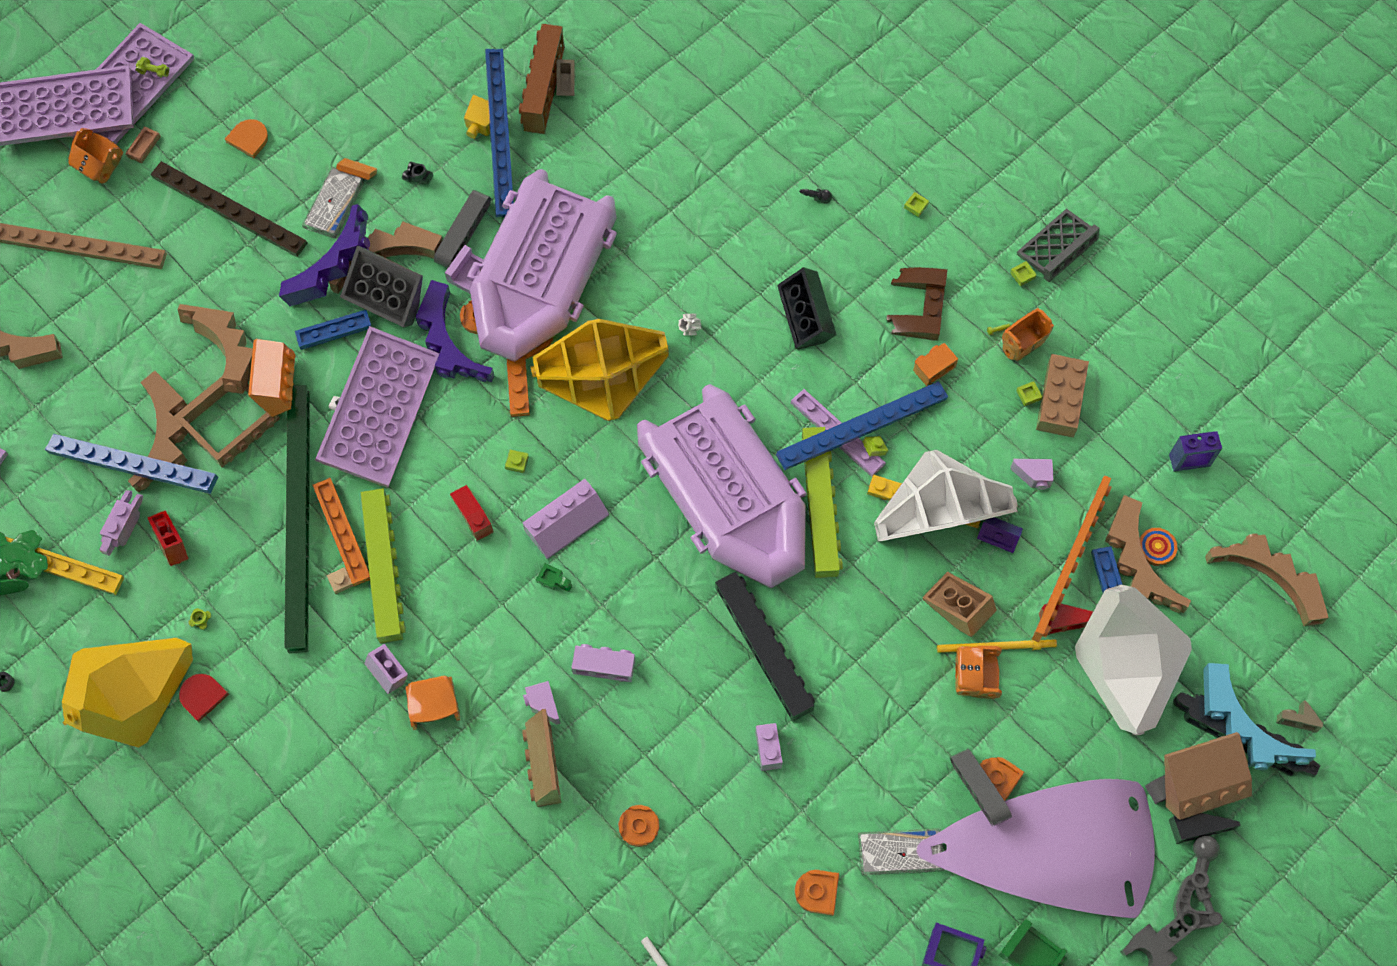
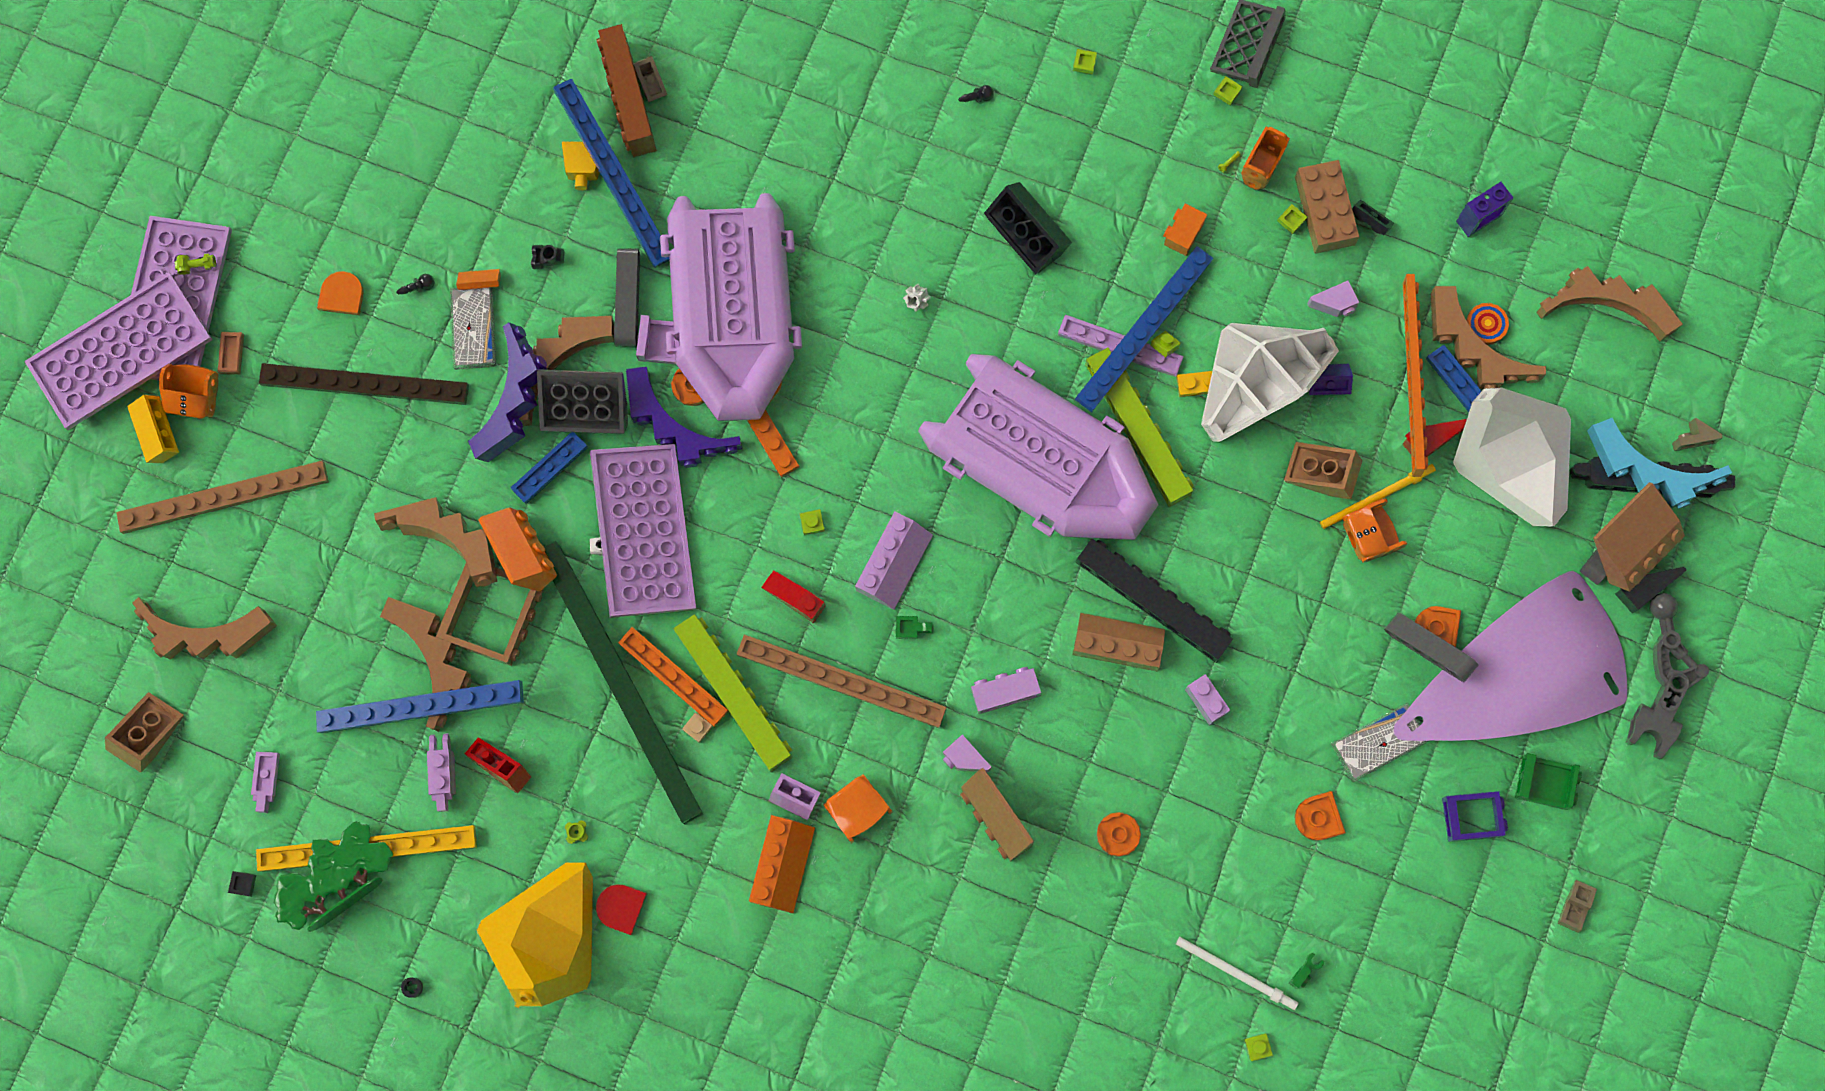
camera: 20 degrees left, 10 degrees up
(52, 173) = (152, 429): none -> yellow brick
(312, 154) = (424, 282): none -> black bar
(347, 719) = (782, 864): none -> orange slope
(474, 596) = (841, 681): none -> medium nougat plate
(601, 365) = (850, 386): yellow panel -> none
(717, 667) = (1119, 642): none -> medium nougat slope
(929, 324) = (1144, 142): reddish brown wedge -> none
(1097, 420) = (1369, 215): none -> black plate

